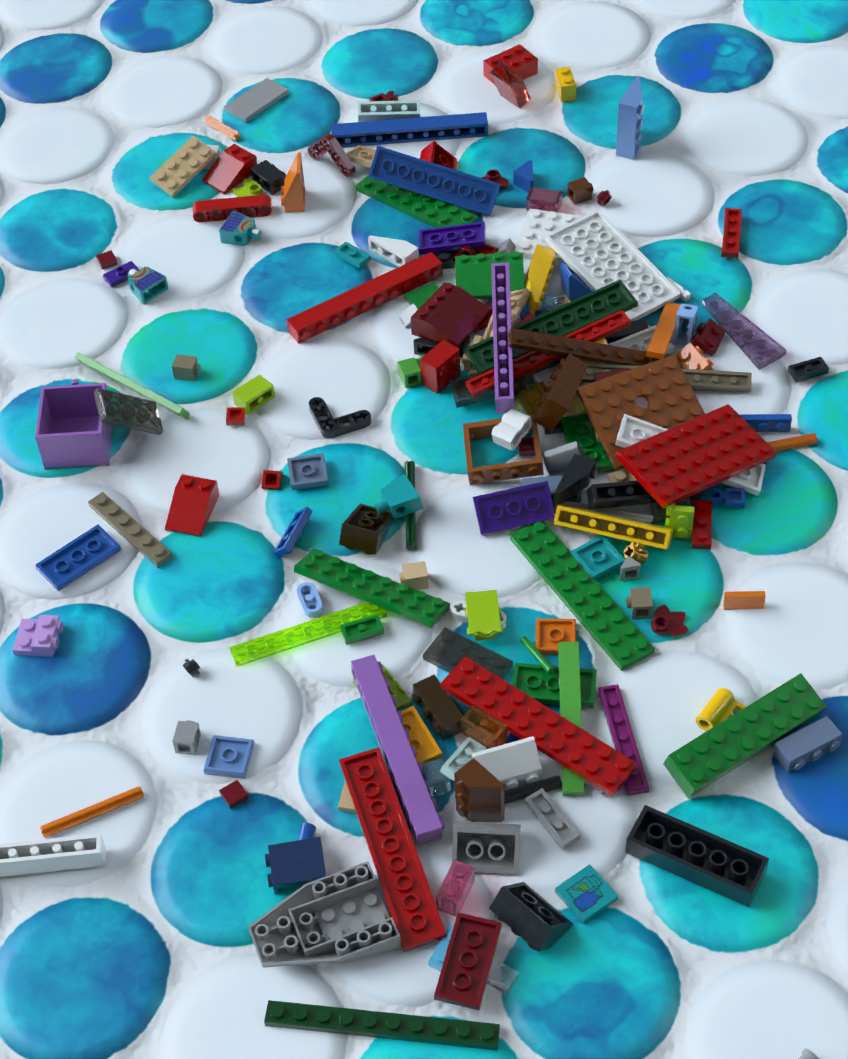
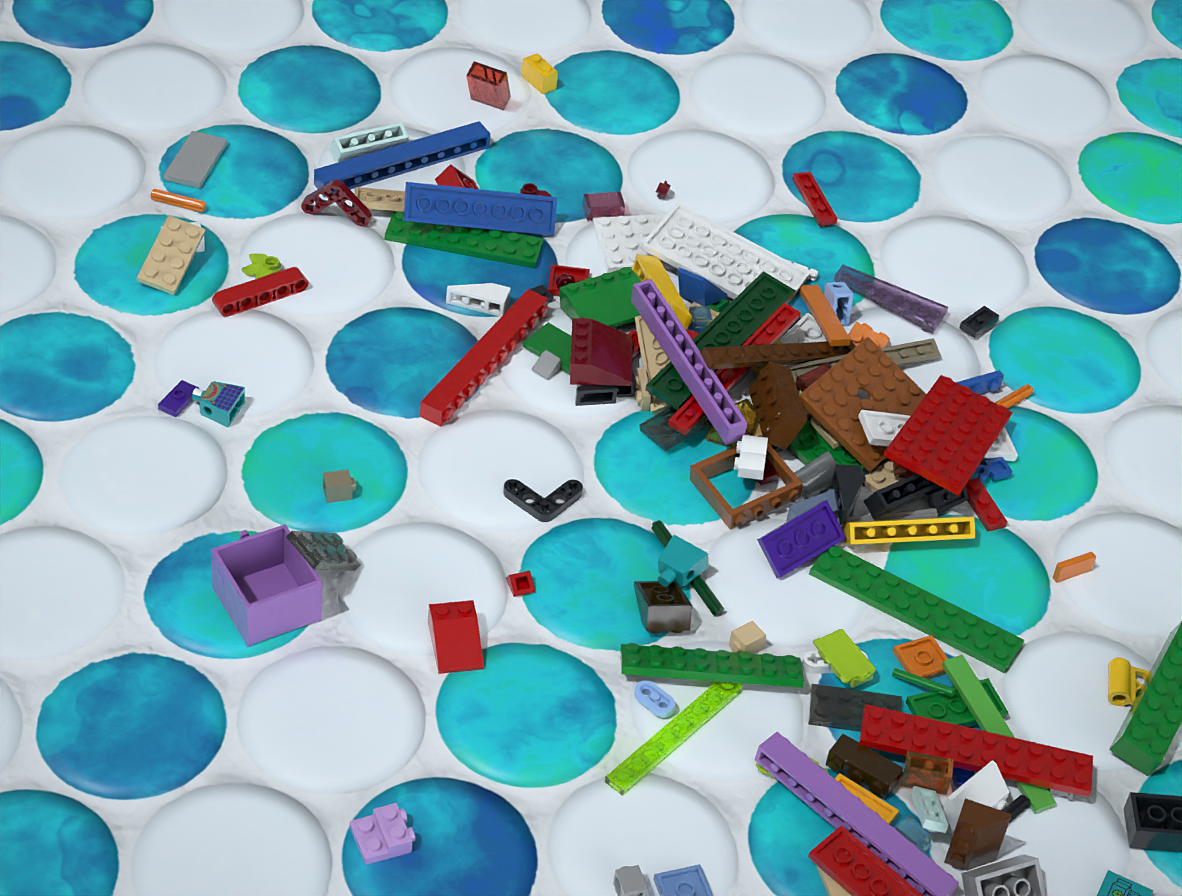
camera: 35 degrees left, 5 degrees down
(78, 557) = (365, 733): blue plate -> none
(106, 259) = (148, 385): dark red tile -> none
(130, 529) = (400, 684): dark tan plate -> none
(132, 385) = (292, 522): tile -> none
(191, 667) = (581, 811): black plate -> none
(230, 169) = (226, 246): red slope -> none
(235, 416) = (432, 525): red plate -> none
(239, 230) = (288, 314): teal torso -> none
(254, 394) = (436, 495): lime brick -> none
(268, 177) = (280, 245): black brick -> none
(293, 532) = (587, 632): blue plate -> none
(294, 188) = (325, 248): orange slope -> none
(307, 471) = (555, 563): sand blue plate -> none
(352, 255) = (436, 312): teal plate -> none
(362, 629) = (730, 712): green plate -> none
(388, 97) = (351, 127): dark red plate -> none
(410, 371) = (593, 422): bright green brick -> none
(440, 366) = (626, 411): red brick -> none
(452, 237) = (536, 268): dark purple plate -> none
(506, 247) = (597, 267): light grey slope -> none
(515, 58) = (455, 66): red brick -> none
(524, 176) = (567, 185): blue slope -> none
(552, 819) = (1044, 839): light grey plate -> none
(580, 190) = (633, 187): reddish brown brick -> none
(598, 557) = (912, 565): teal plate -> none
(622, 736) = (1045, 730): magenta tile -> none
(630, 122) = (653, 99): medium blue slope -> none
(630, 569) = (950, 568): light grey slope -> none
(637, 552) = (941, 551): pearl gold gear -> none
(640, 603) = (983, 599): dark tan brick -> none
(668, 622) = (1018, 610): dark red plate -> none
(680, 520) = (969, 503): lime bracket -> none
(708, 336) = (865, 310): dark red bracket -> none

